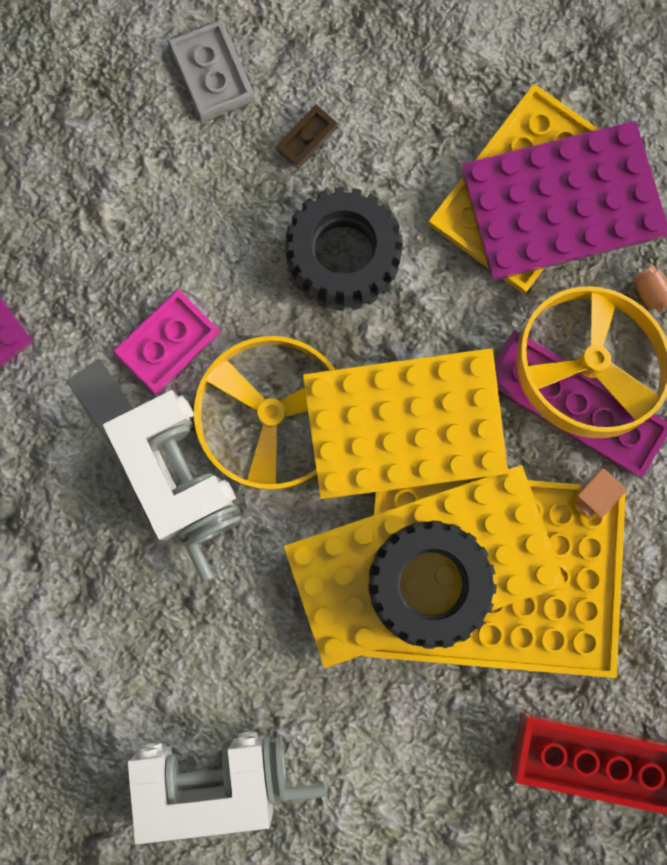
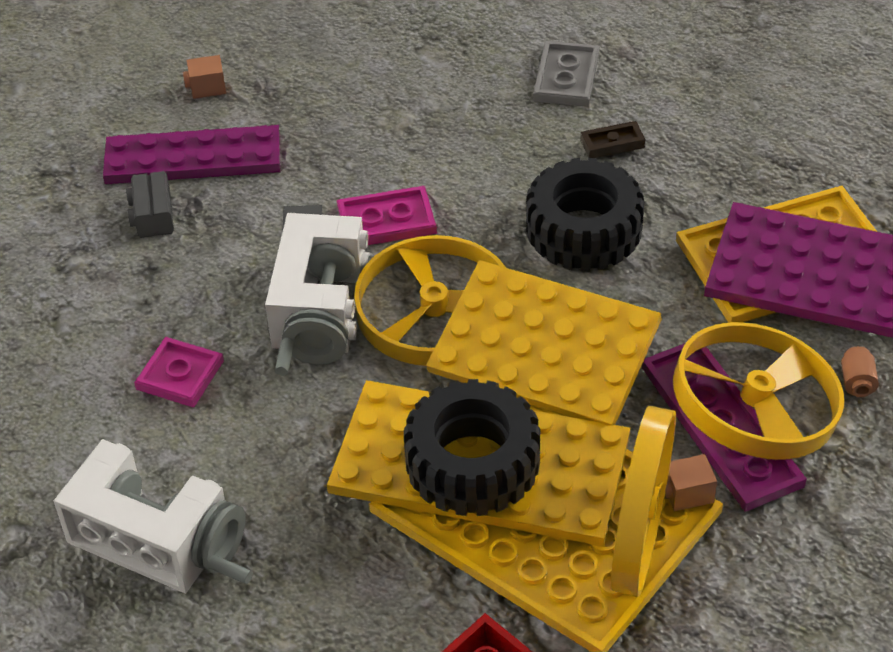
camera: 35 degrees right, 35 degrees down
(112, 615) = (179, 372): none -> dark pink tile
(610, 570) = (643, 500): none -> yellow piece

